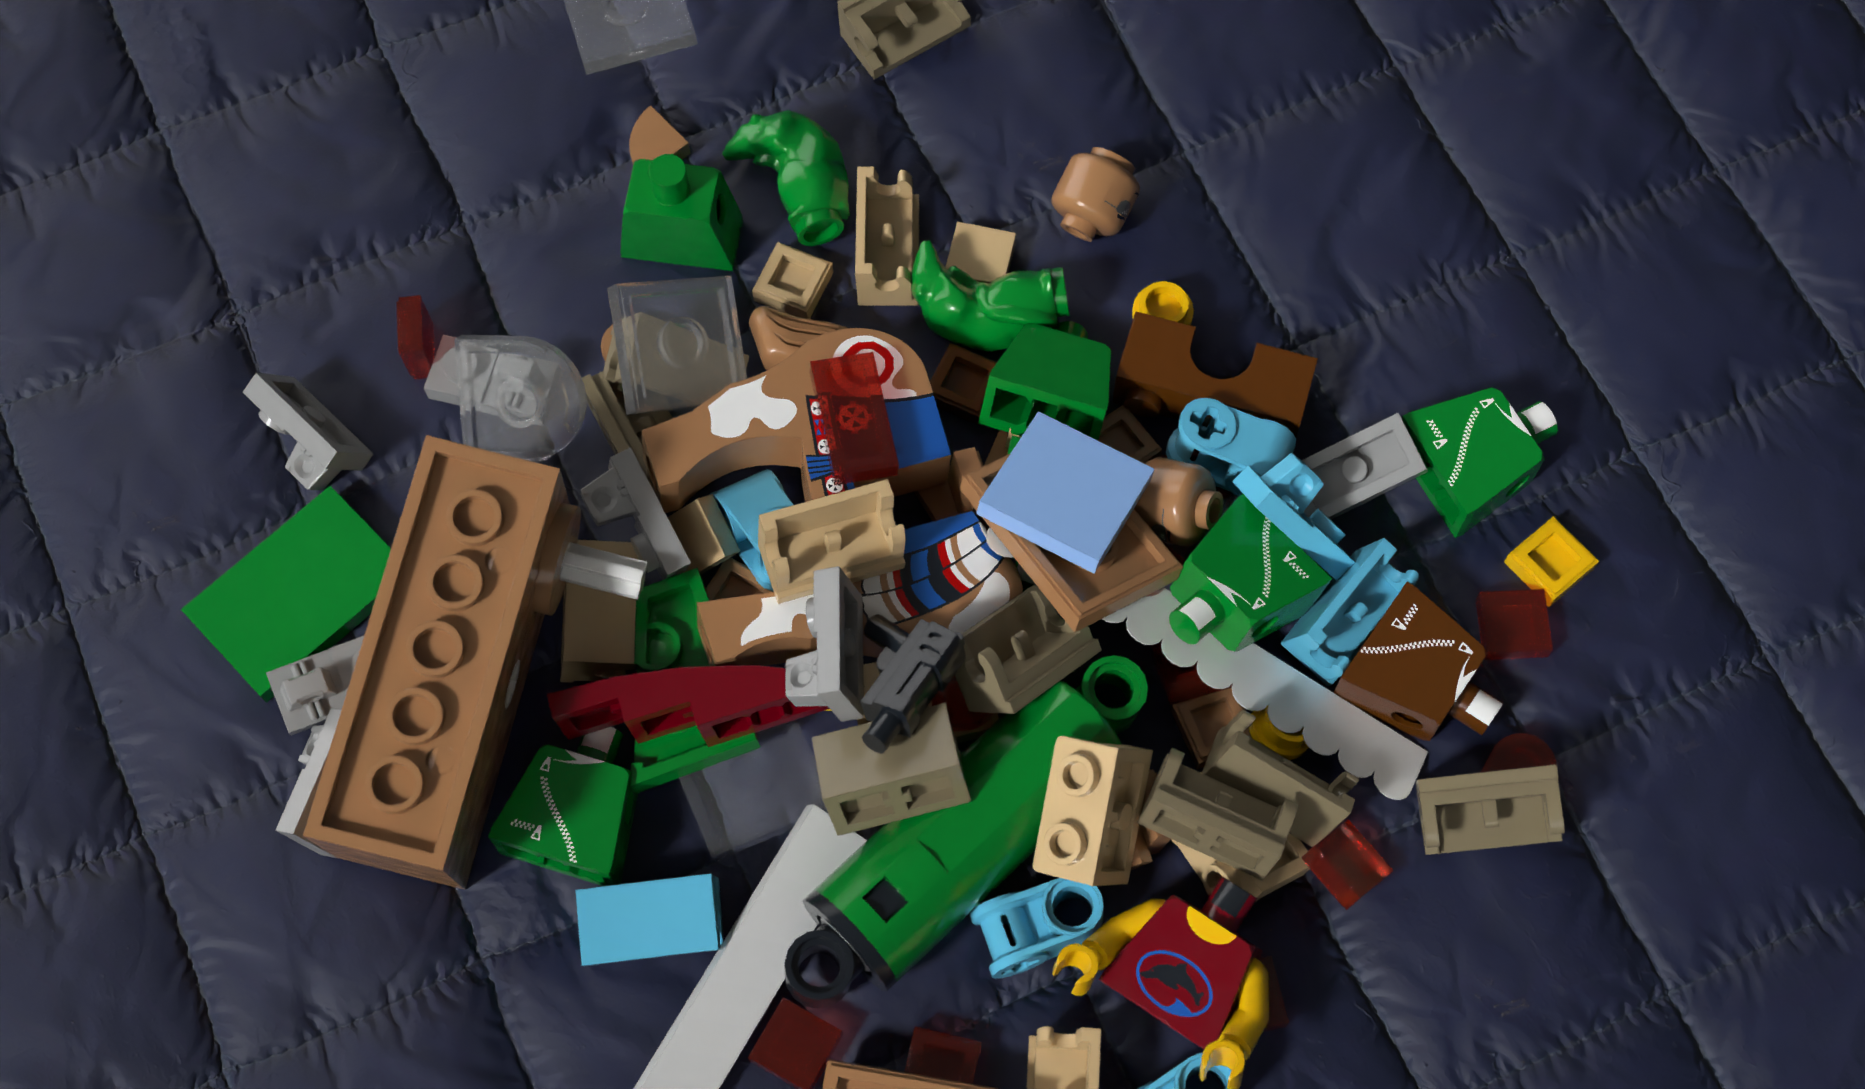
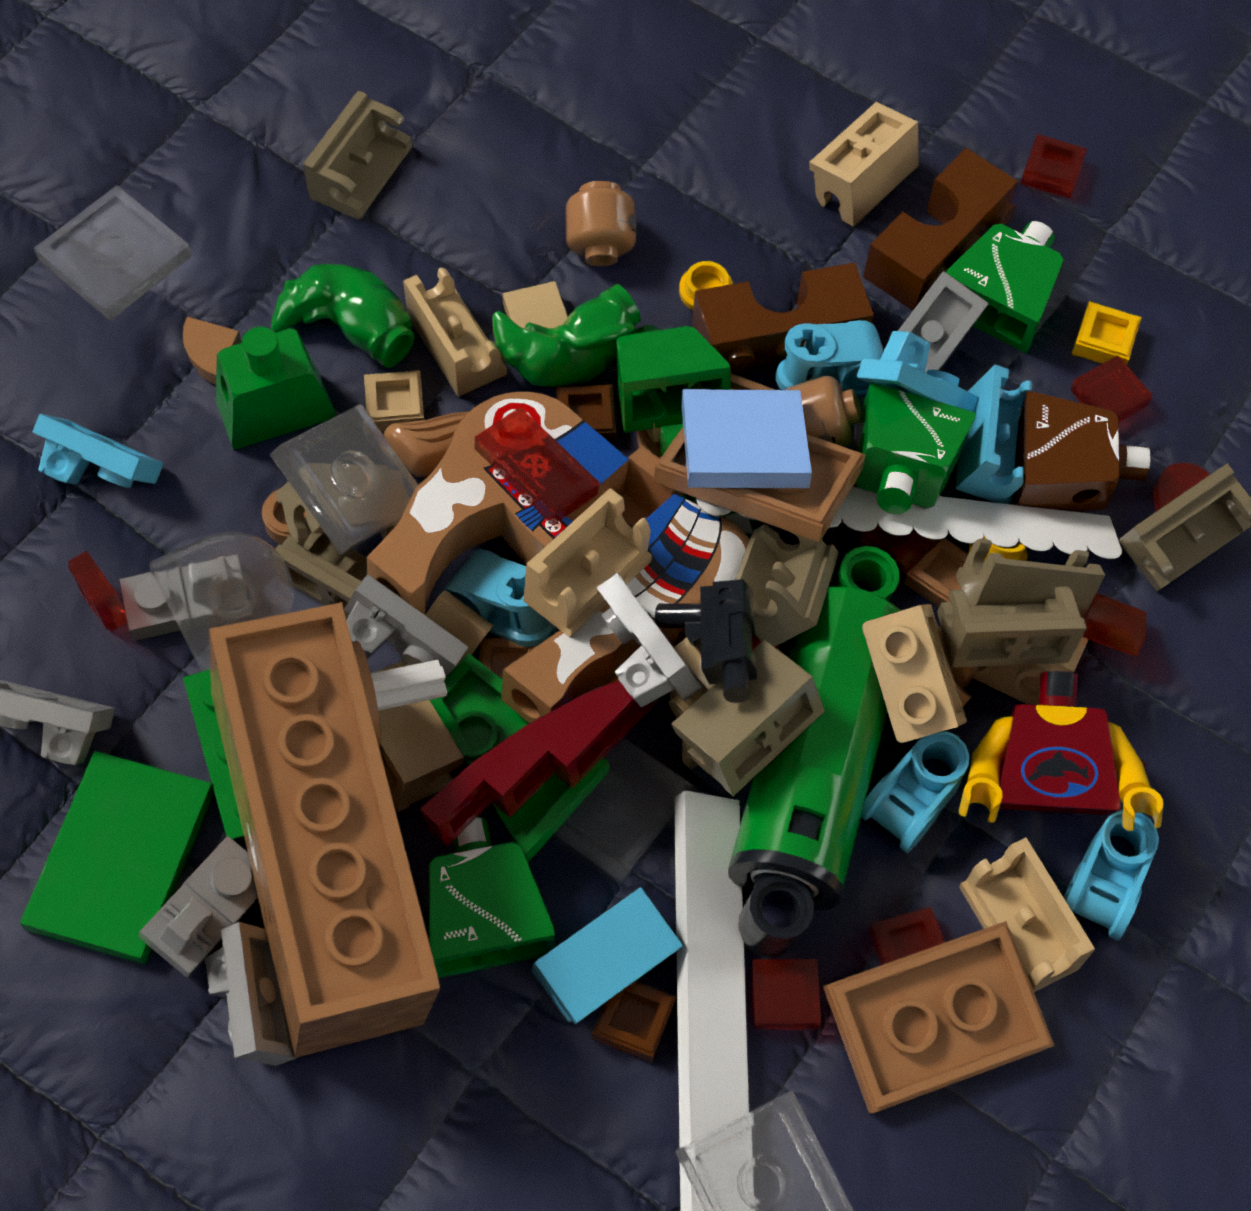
camera: 35 degrees left, 5 degrees down
(482, 189) = (72, 448): none -> medium azure hinge
(646, 992) = (635, 1020): none -> reddish brown tile
(1410, 254) = (866, 161): none -> tan hinge
(1494, 346) = (967, 201): none -> reddish brown arch
(1618, 350) = (1053, 166): none -> clear red tile

